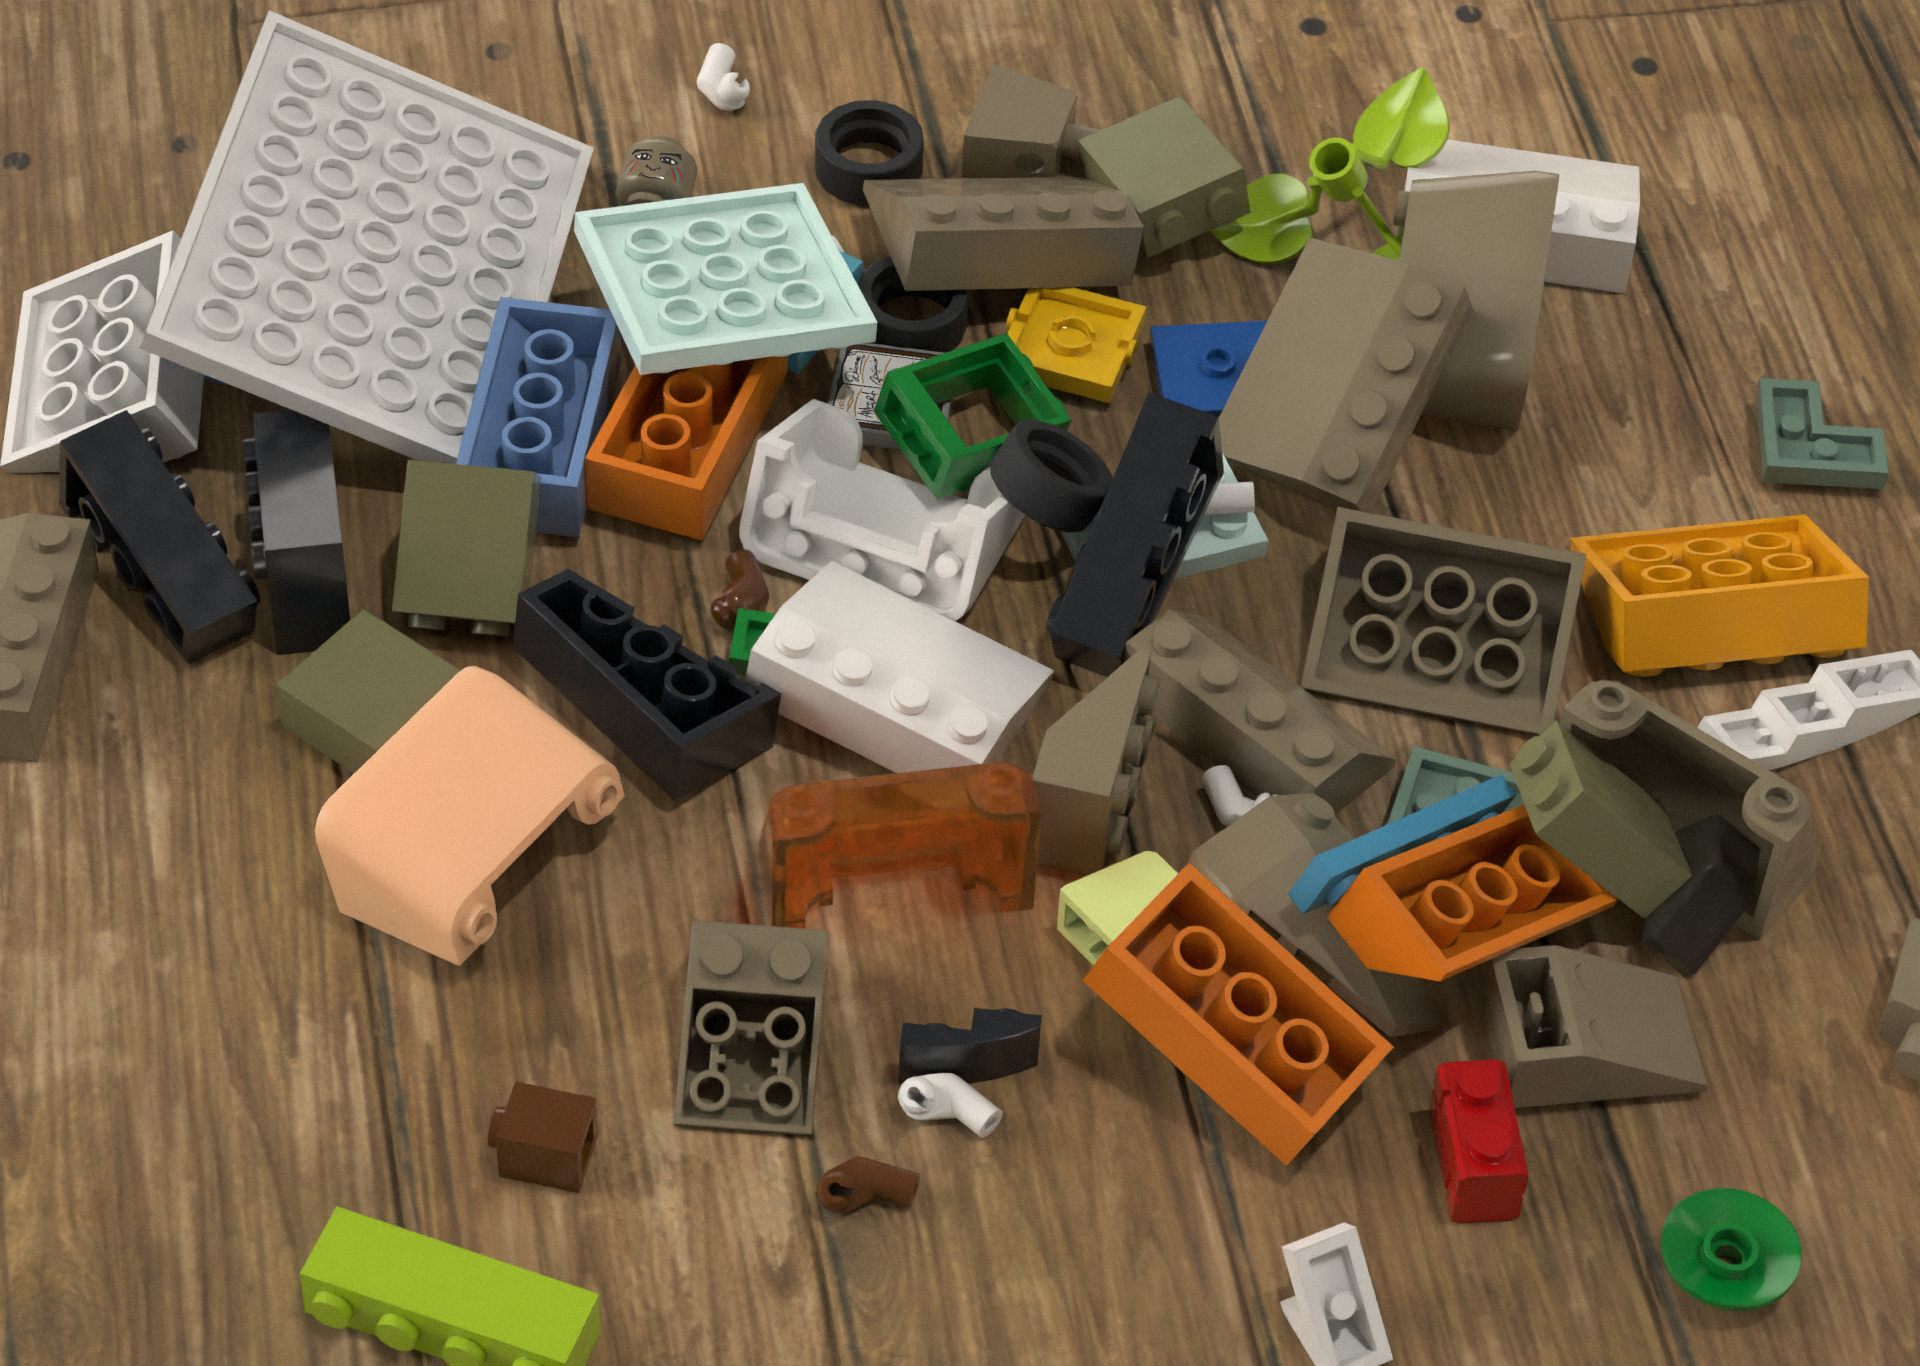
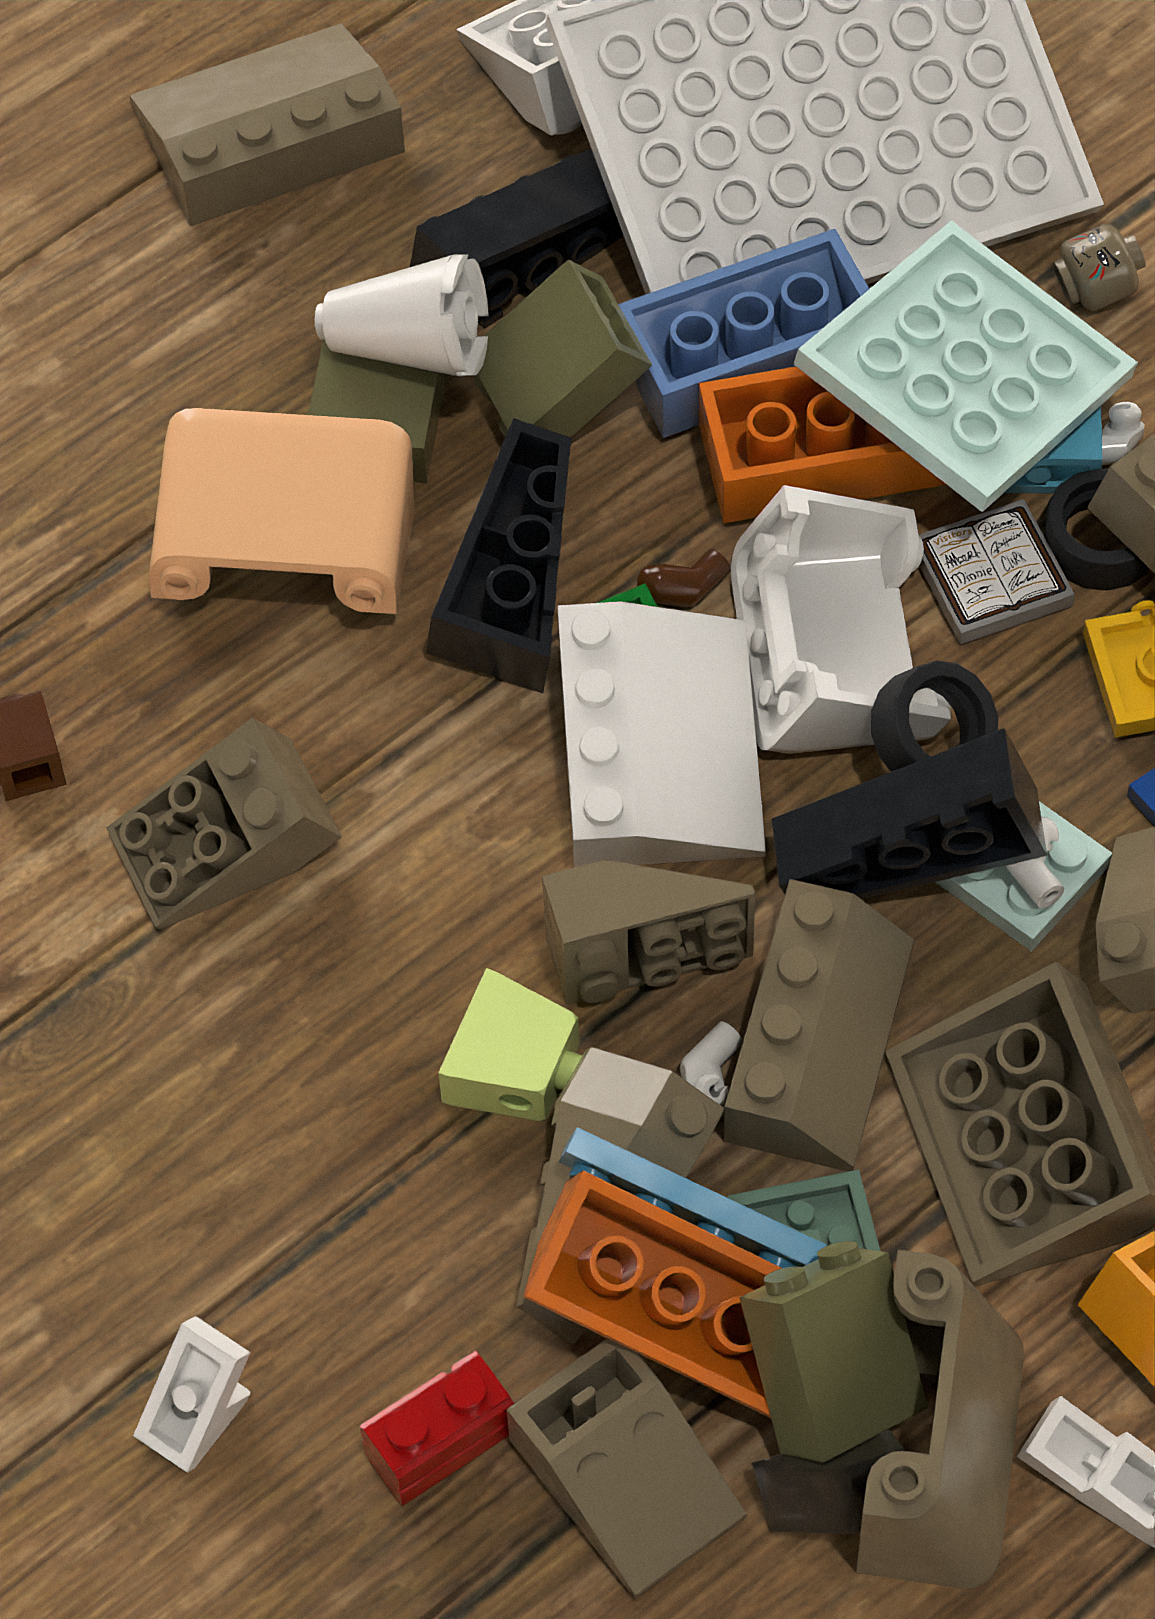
camera: 65 degrees right, 10 degrees up
(156, 536) = (430, 154): black wedge -> none
(357, 604) = (411, 317): none -> white cone
(864, 1180) = (122, 985): reddish brown arm -> none
(900, 822) = (411, 763): clear orange windscreen -> none
(926, 436) = (1011, 591): green window -> none
(947, 1098) = (246, 1004): white arm -> none
(995, 1047) = (298, 996): black slope -> none
(1237, 1013) = (421, 1164): orange brick -> none

